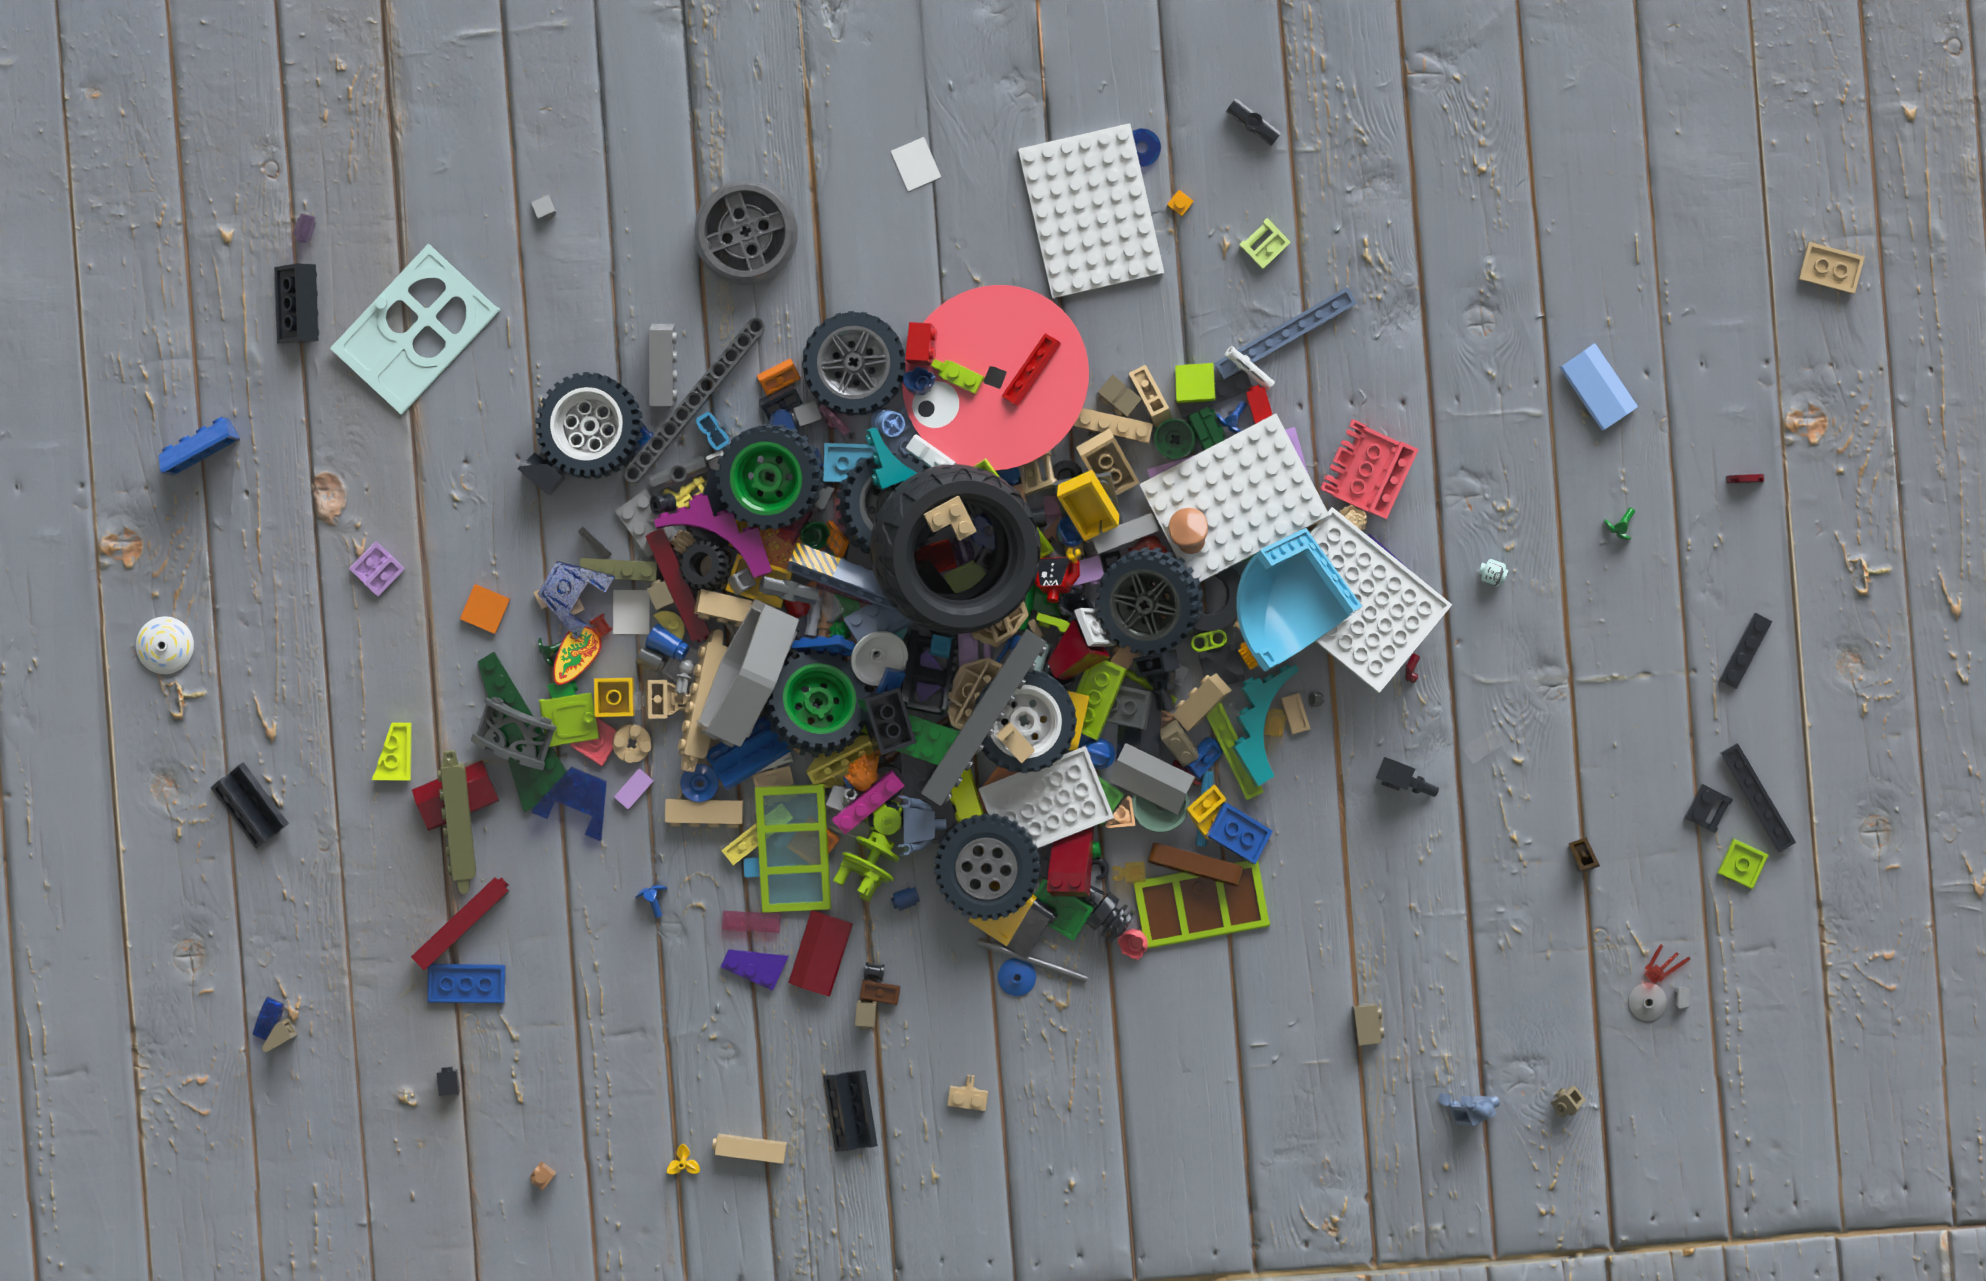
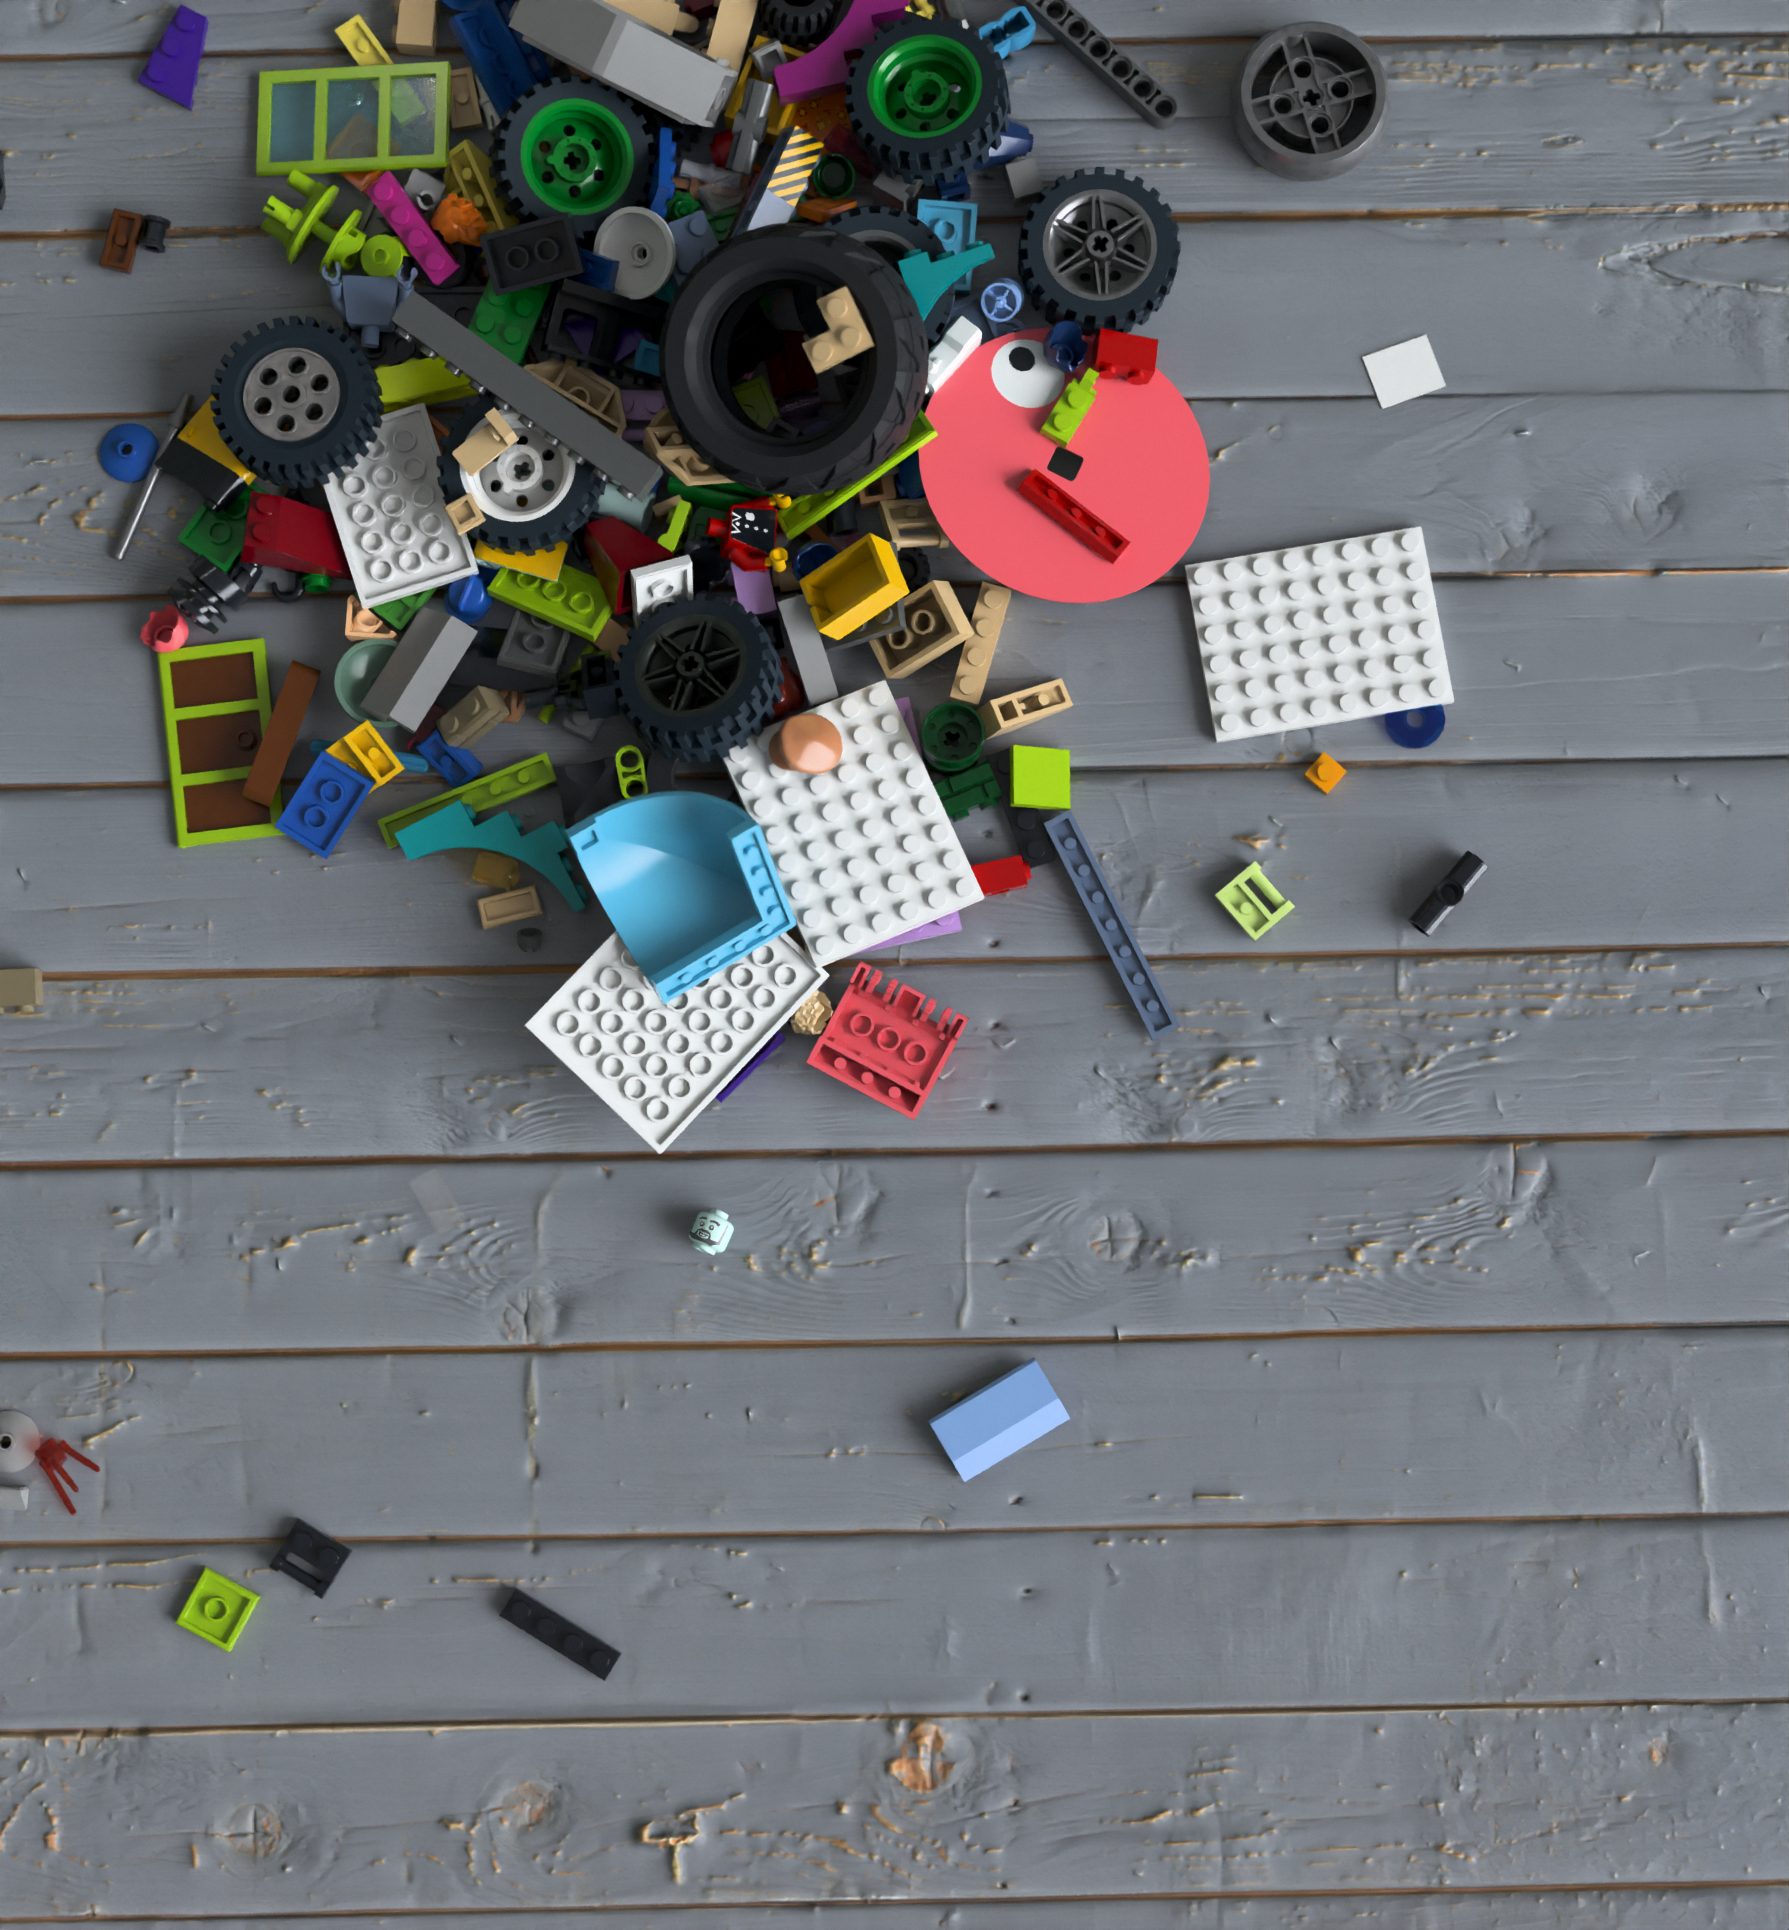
camera: 90 degrees right, 5 degrees down
(751, 867) = (330, 57): dark azure tile -> none
(751, 921) = (247, 56): clear pink plate -> none
(778, 377) = (1083, 143): orange slope -> none
(785, 398) = (1048, 147): black slope -> none
(820, 953) = (188, 154): dark red slope -> none
(833, 421) = (1009, 222): clear pink plate -> none
(865, 1014) = (86, 211): dark tan piece -> none
(905, 898) = (263, 287): dark blue brick -> none
(1058, 752) = (464, 513): none -> tan tile
(1119, 396) = (1025, 659): dark tan piece -> none
(1133, 872) = (277, 638): clear yellow plate -> none
(1201, 701) = (535, 754): tan brick -> none
(1232, 420) = (978, 830): blue plant -> none
(1242, 362) = (1067, 853): white pin -> none
(1398, 775) = (395, 1060): black brick -> none
(1410, 667) = (569, 1091): dark red arm -> none
(1583, 855) = (249, 1350): dark brown slope -> none
(1621, 527) = (771, 1442): green plant -> none
(1746, 478) = (838, 1645): dark red tile -> none
(1758, 797) = (321, 1640): black plate -> none
(1831, 268) = (1171, 1812): tan plate -> none

